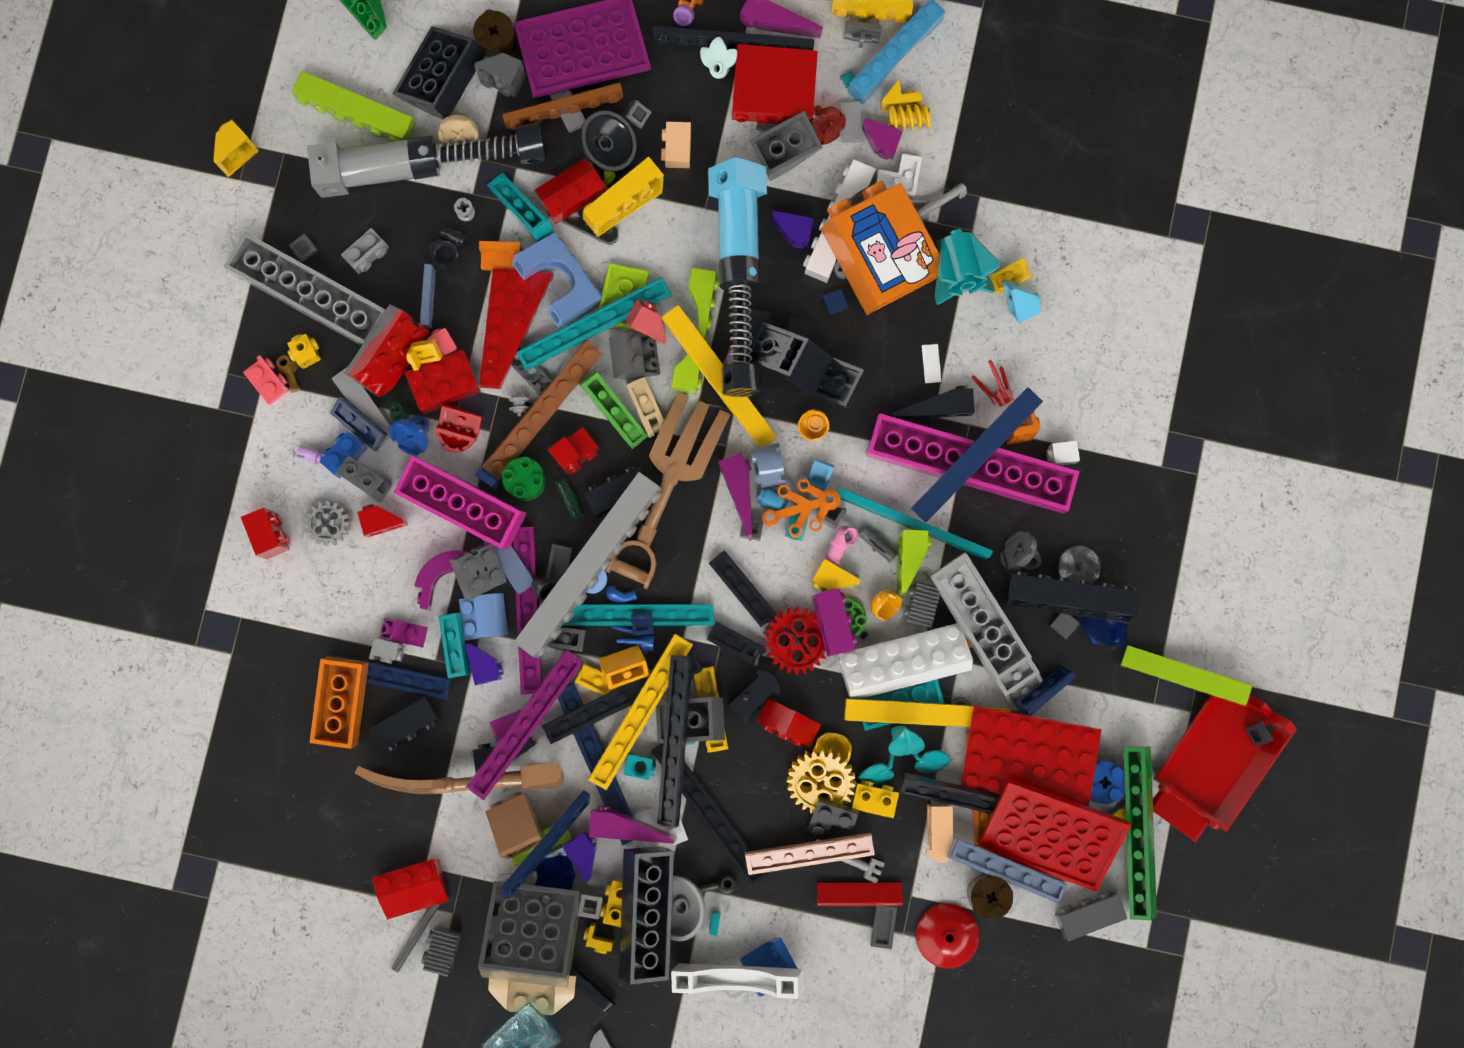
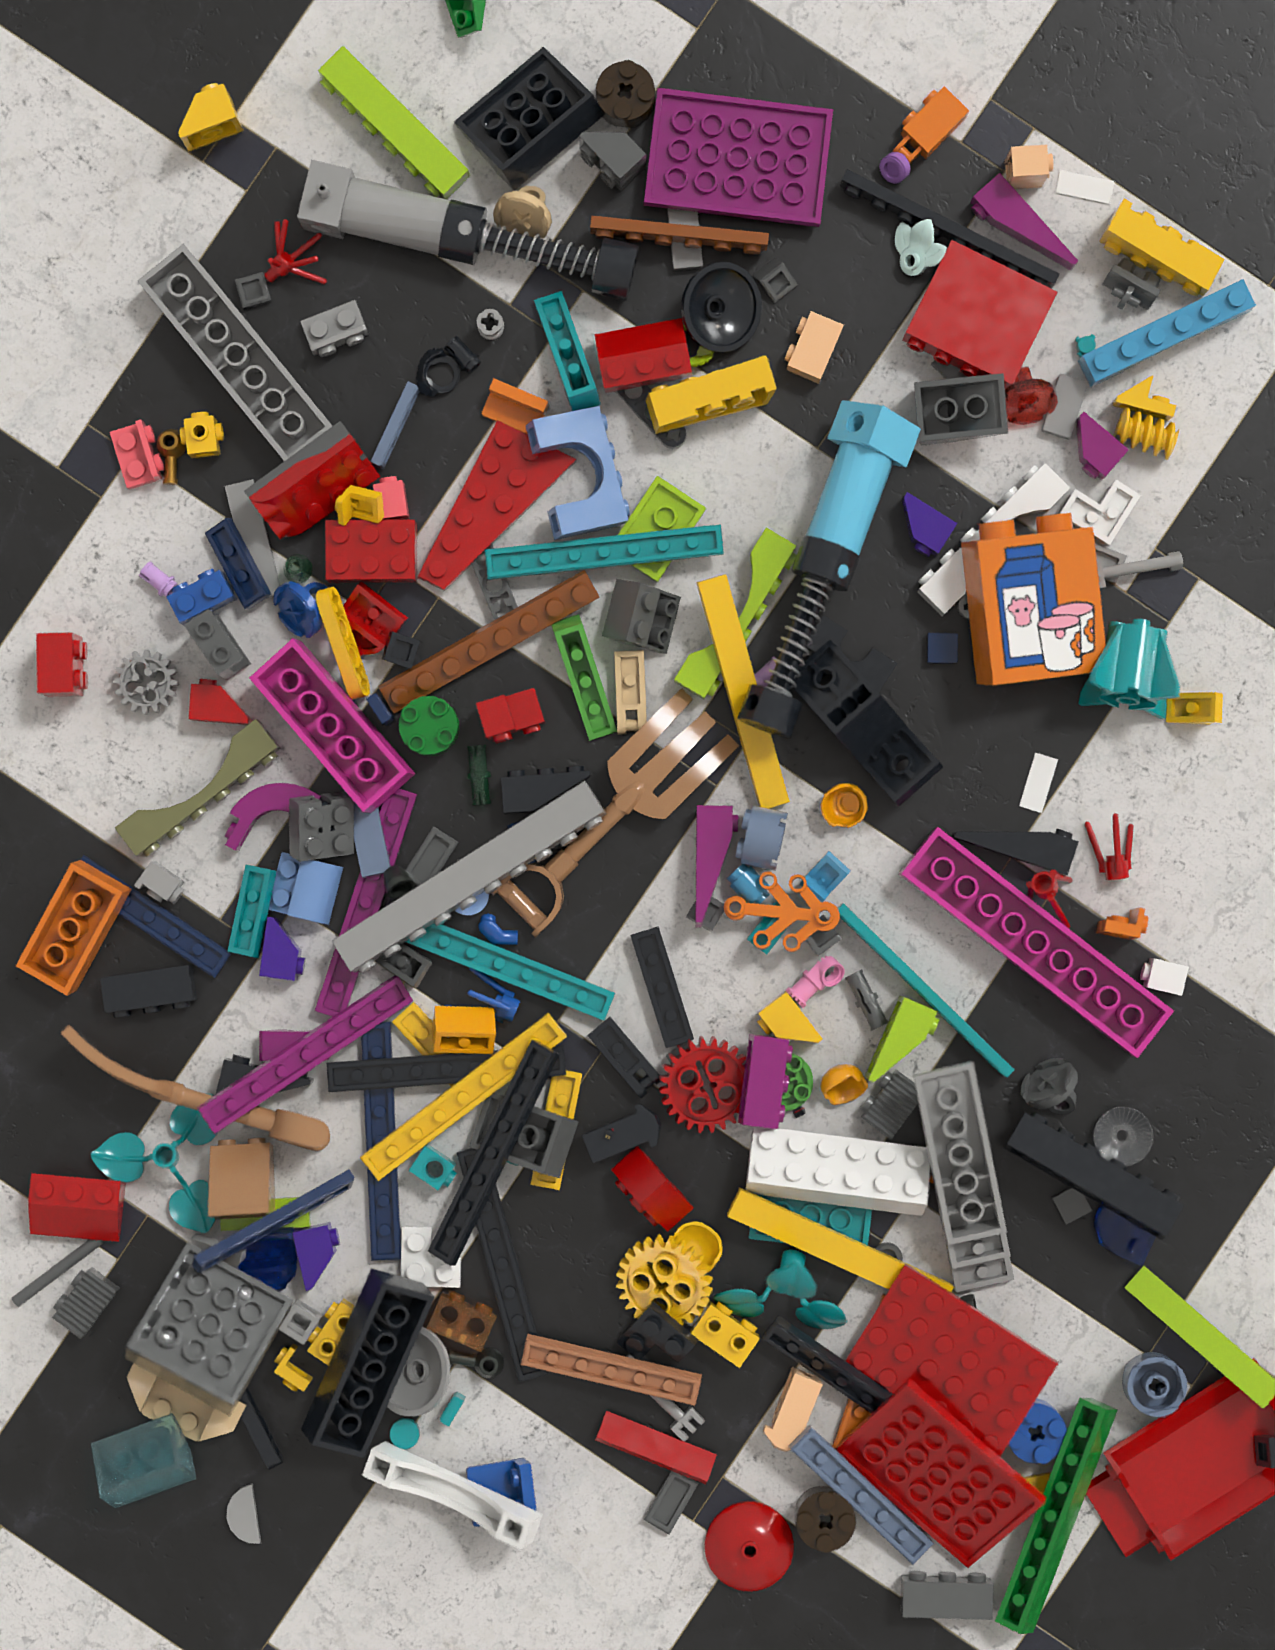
camera: 30 degrees right, 5 degrees up
(315, 222) = (284, 262): none -> red plant
(403, 632) = (192, 867): magenta slope -> none
(411, 542) = (247, 750): none -> olive arch
(431, 843) = (123, 1157): none -> teal plant
(446, 446) = (343, 643): none -> yellow beam
(486, 437) = (400, 649): none -> black tile
(519, 404) = (461, 620): light grey wheel -> none
(617, 825) = (378, 1235): magenta slope -> none
(642, 624) = (510, 982): dark blue tile -> none
(646, 320) = (675, 576): slope -> none
(689, 952) = (404, 1433): none -> teal tile
(698, 868) = (459, 1329): none -> clear orange brick
(964, 424) = (1046, 887): none -> red plant
(976, 454) = (1044, 935): dark blue tile -> none
(1021, 301) = (1194, 748): medium azure slope -> none
(1045, 690) = (1008, 1281): dark blue tile -> none
(1177, 725) = (1168, 1392): none -> sand blue brick

